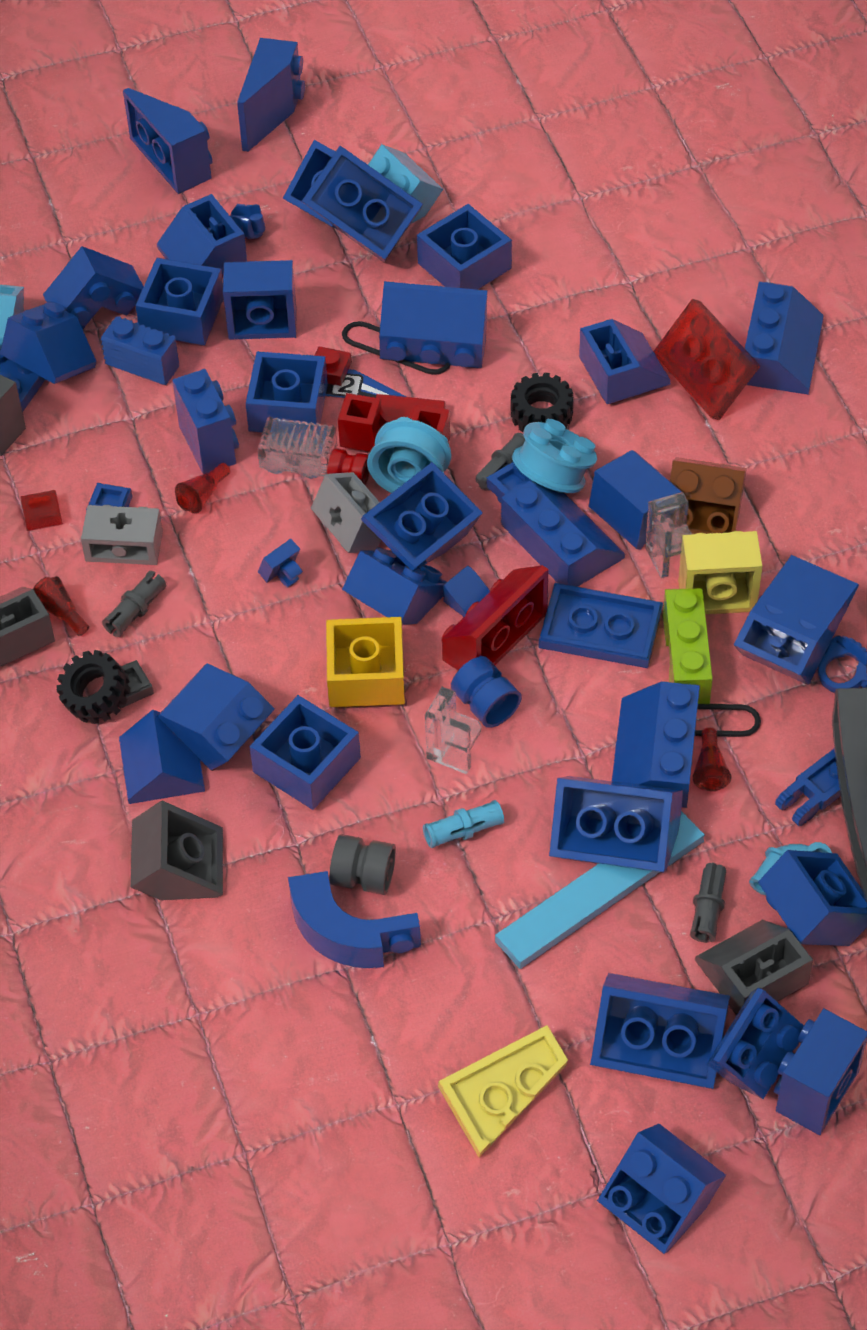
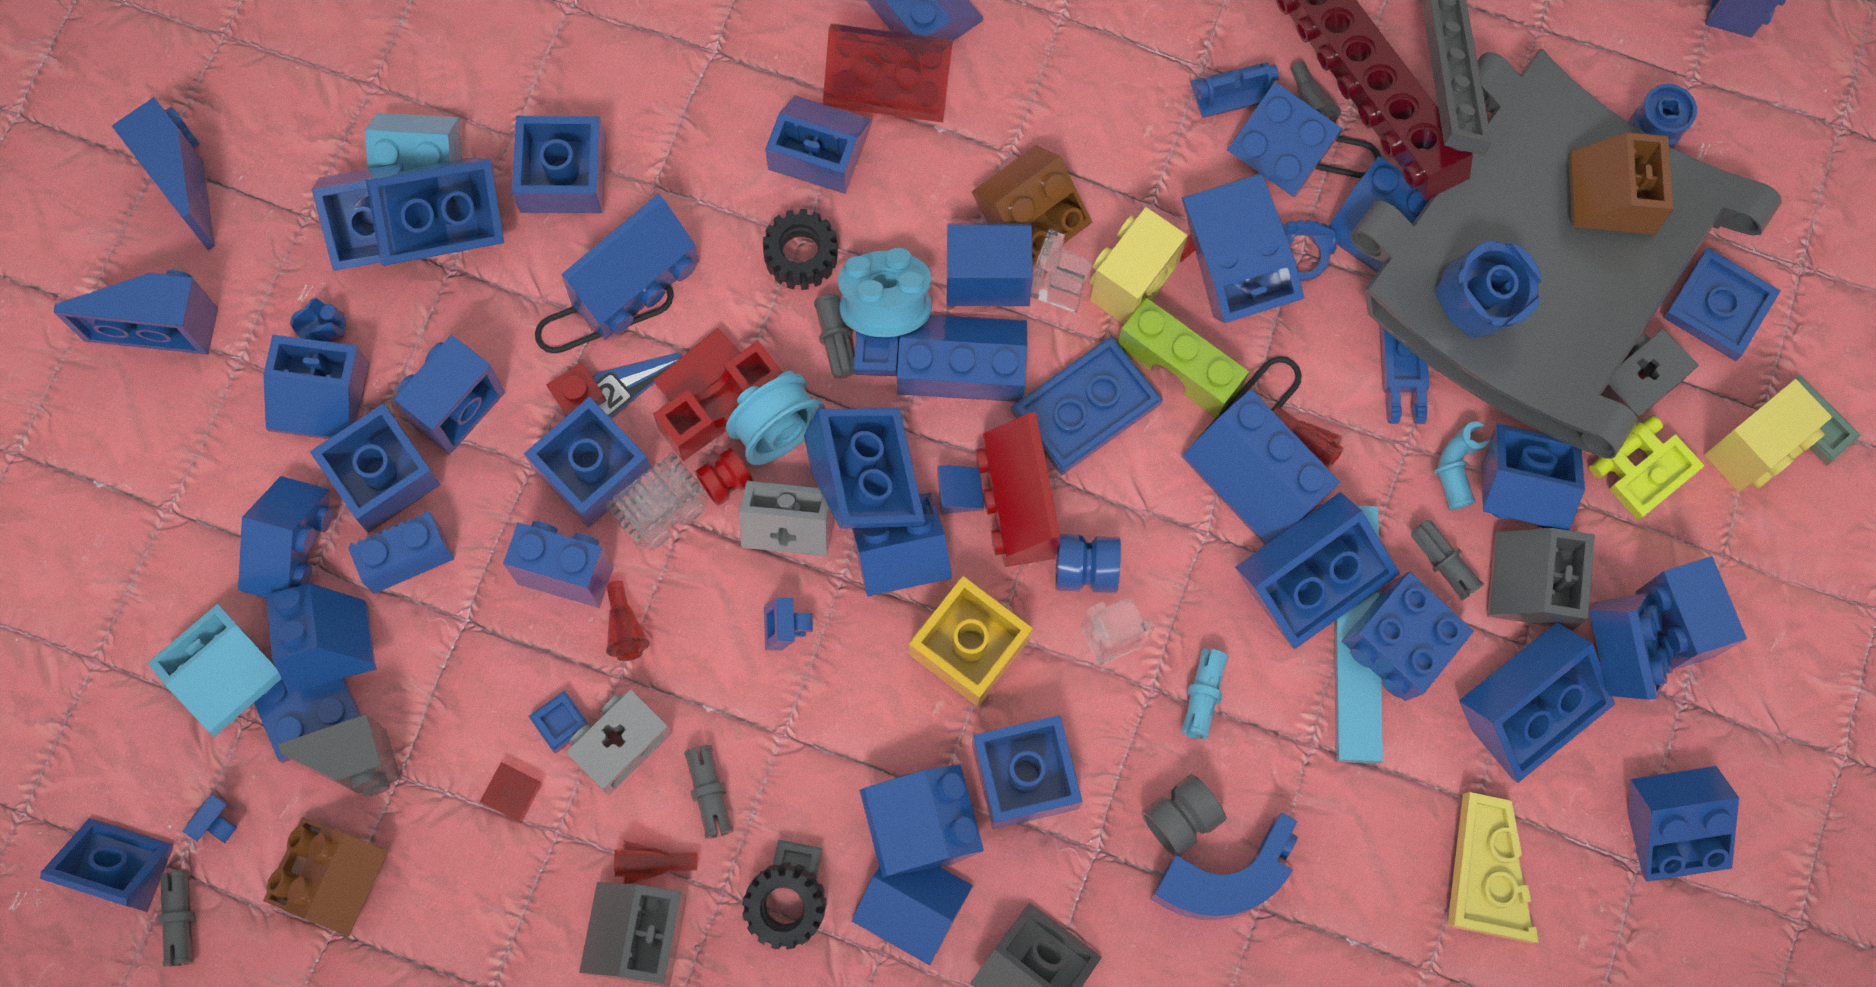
camera: 55 degrees left, 20 degrees up
(621, 907) = (1407, 637): none -> blue brick

